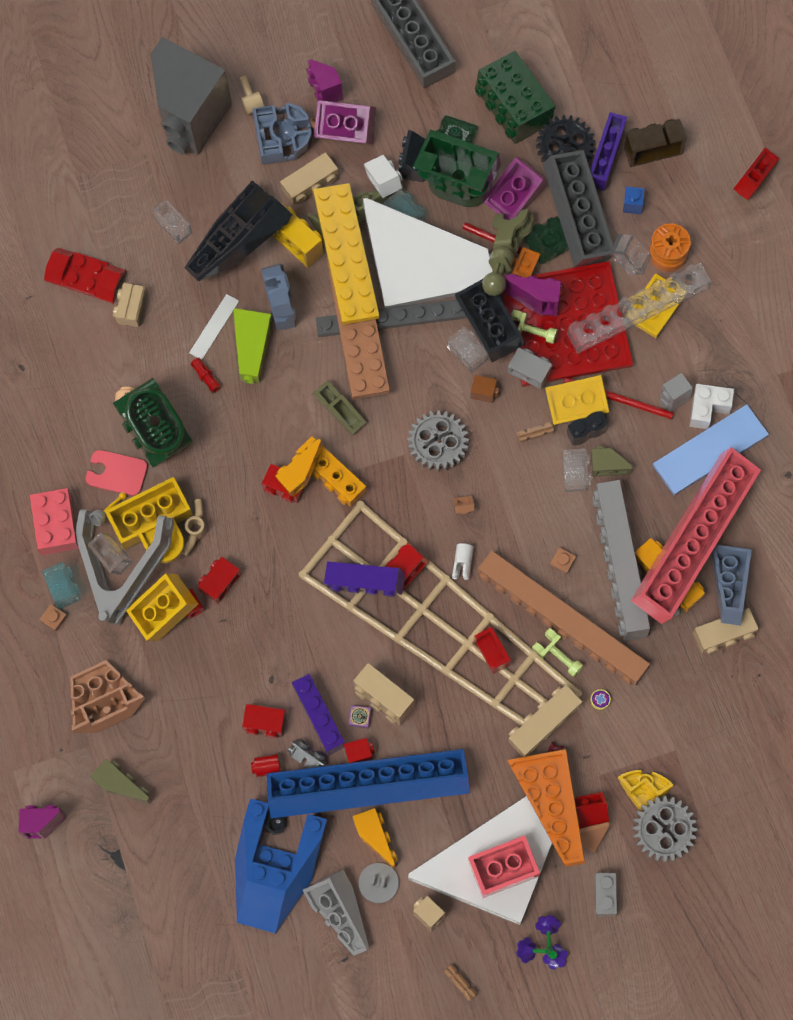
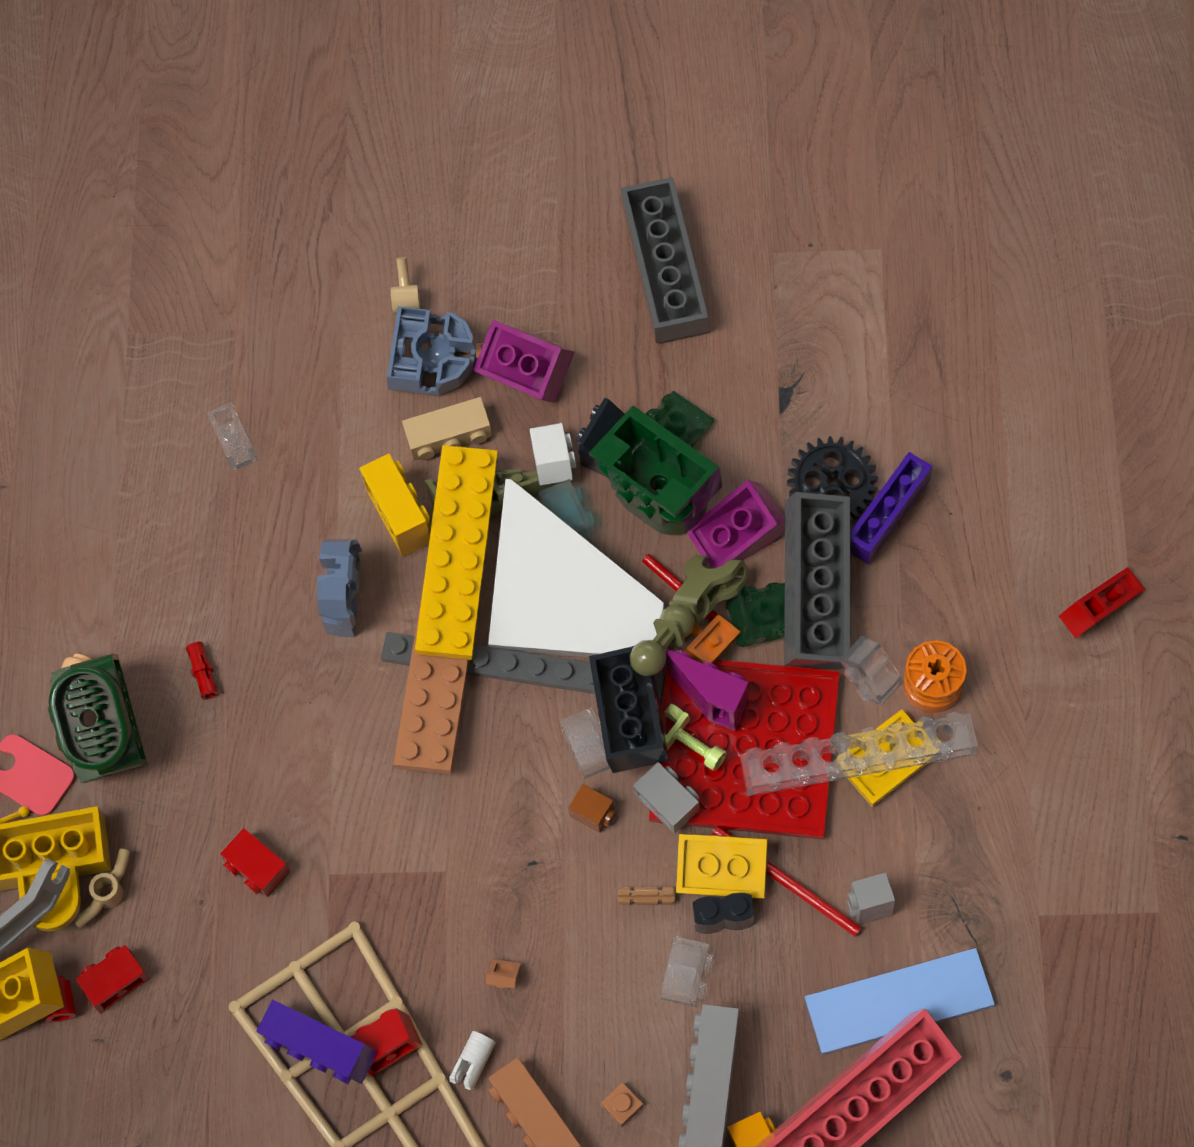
camera: 20 degrees right, 5 degrees down
(83, 274) = (85, 475): red piece -> none
(130, 304) = (132, 538): tan brick -> none
(190, 96) = (309, 265): dark grey slope -> none
(214, 326) = (240, 603): white sticker -> none
(238, 232) = (315, 477): black wedge -> none
(252, 338) = (282, 641): lime slope -> none
(298, 472) = (276, 853): light orange slope -> none
(325, 81) = (513, 297): magenta slope -> none
(336, 476) = (328, 866): light orange brick -> none
(338, 407) = (373, 774): olive slope -> none
(429, 426) = (503, 891): light grey gear -> none
(514, 97) = (777, 392): dark green brick -> none
(608, 463) = (737, 975): olive slope -> none
(633, 200) = (904, 591): blue brick -> none
(654, 142) = (962, 515): dark brown piece -> none
(708, 400) = (914, 925): white brick -> none

